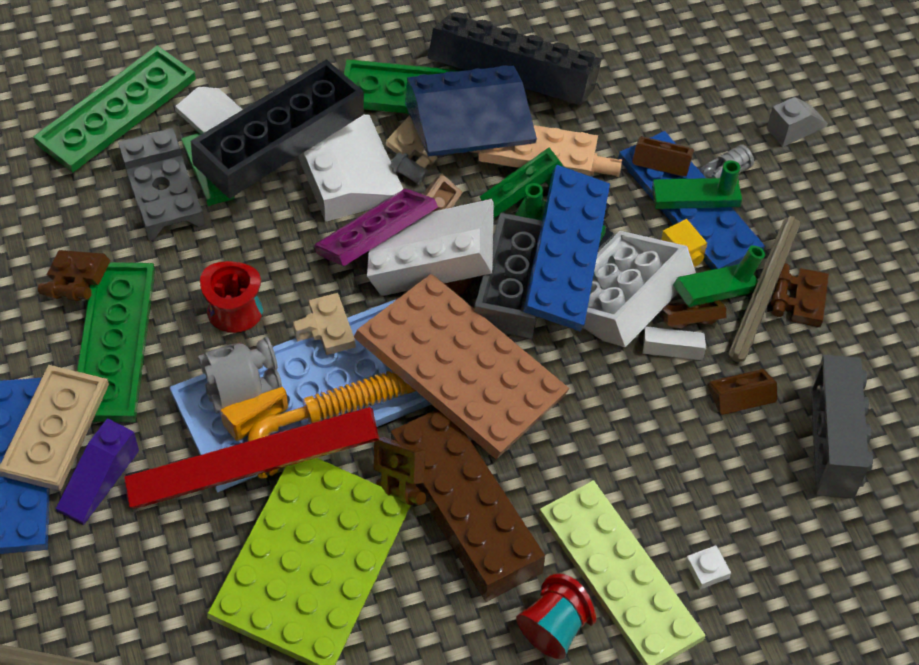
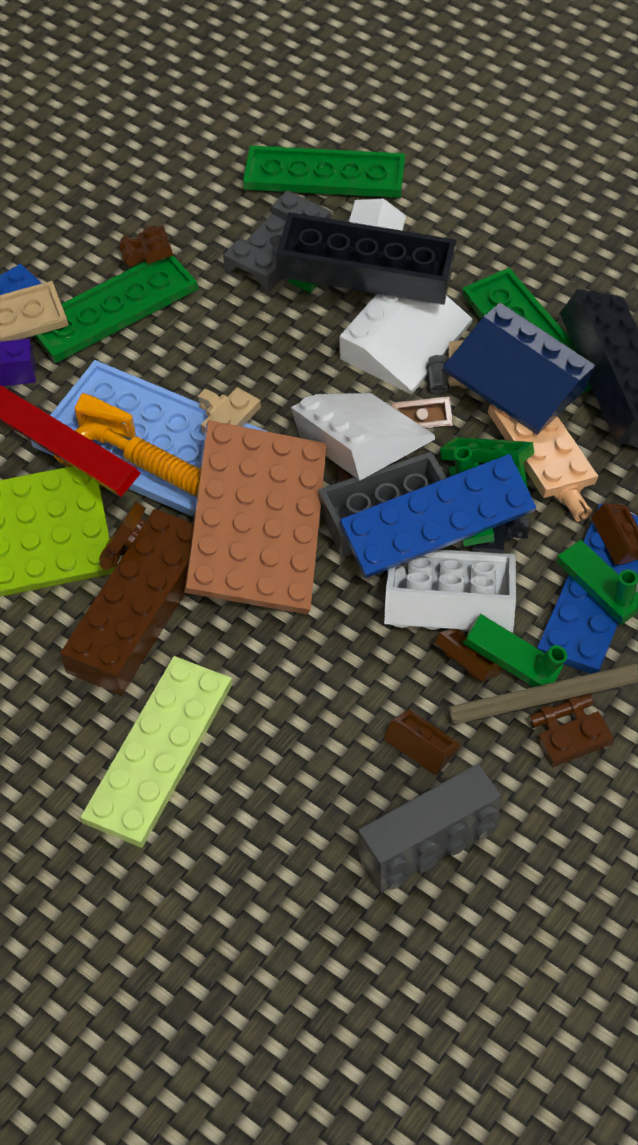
camera: 60 degrees right, 0 degrees up
(232, 295) = (202, 336): red hat -> none
(234, 373) = (122, 383): light grey piece -> none
(375, 226) = (351, 385): magenta tile -> none
(557, 615) = (69, 719): red hat -> none
(674, 343) = (427, 659): white slope -> none
(685, 234) = (536, 606): yellow brick -> none
(708, 567) = (213, 810): white plate -> none

